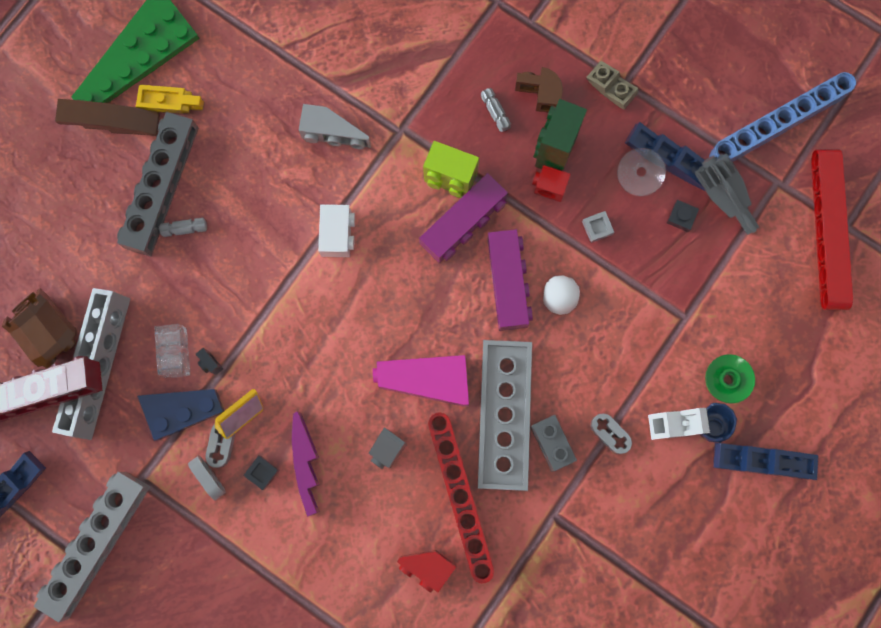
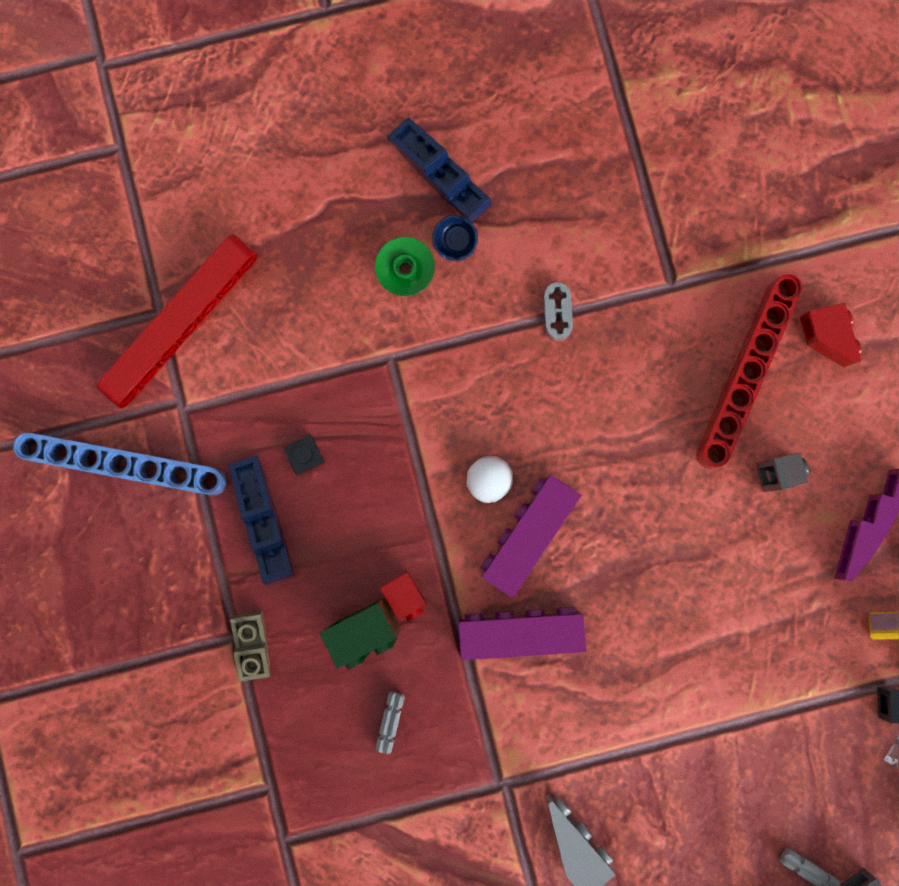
camera: 140 degrees left, 5 degrees up
(335, 231) = (659, 732): white piece -> none
(429, 378) = (688, 505): dark pink slope -> none
(450, 169) = (495, 697): lime brick -> none
(491, 426) = (664, 411): light grey plate -> none
(547, 86) = (318, 701): reddish brown brick -> none
(553, 443) = (622, 346): dark grey brick -> none
(598, 227) = (396, 513): light grey plate -> none
(644, 184) = (320, 527): clear dish -> none
(678, 423) = (490, 267): white brick -> none
(727, 190) = (242, 441): dark grey piece -> none

